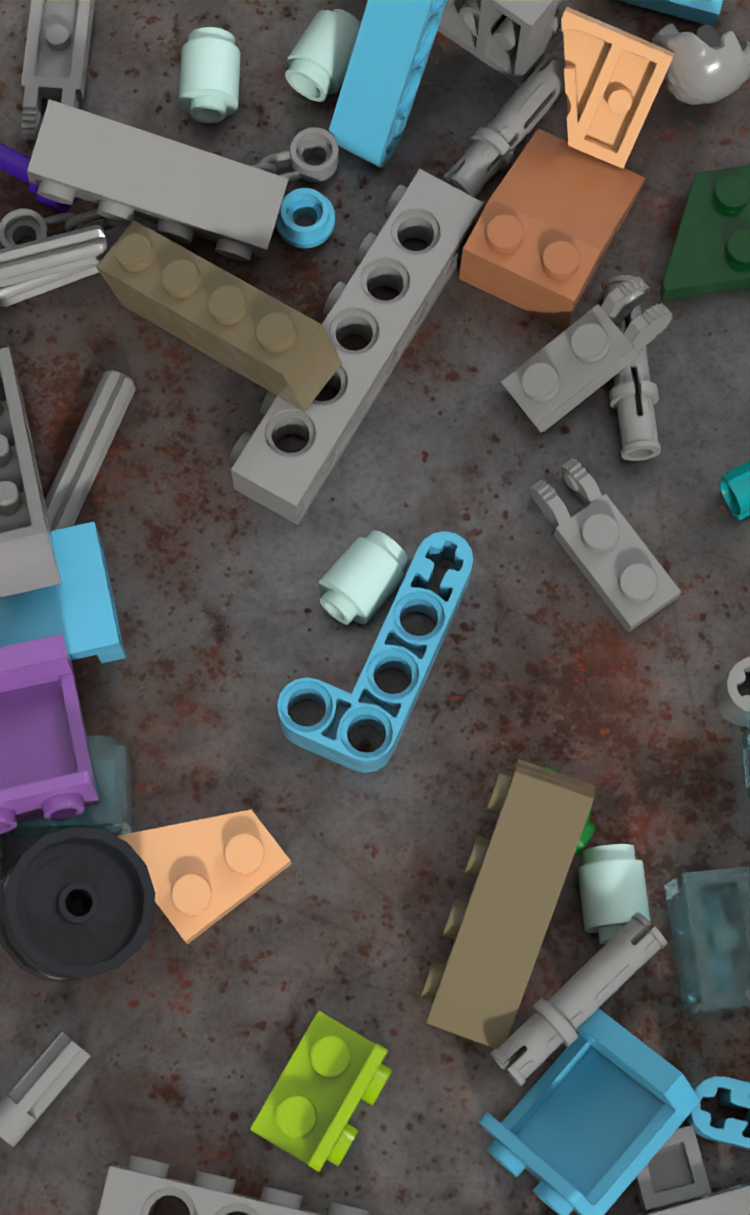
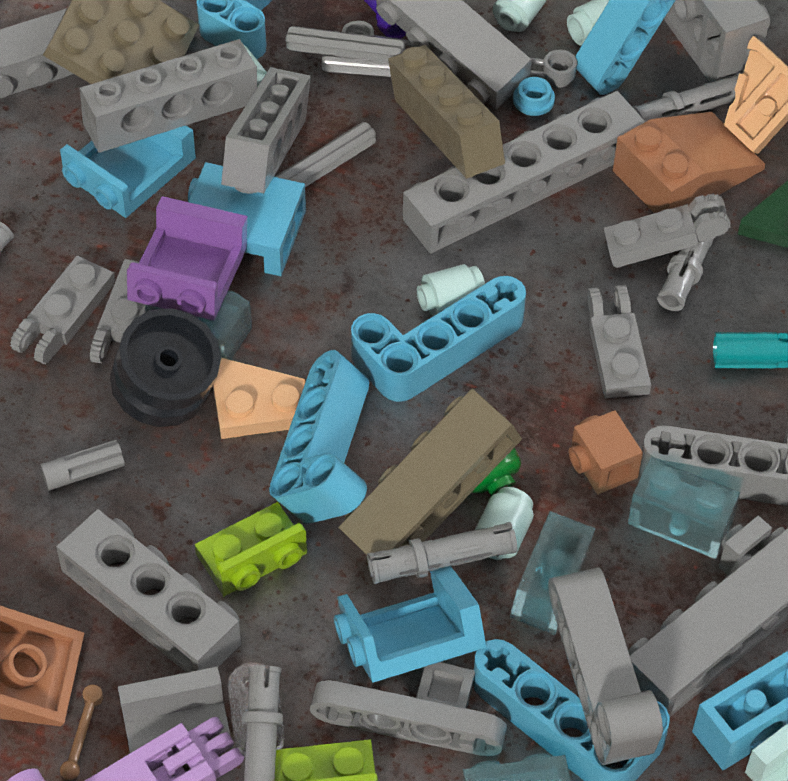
camera: 30 degrees right, 20 degrees down
(328, 905) = (311, 466): none -> medium azure beam
(678, 722) = (605, 452): none -> nougat brick

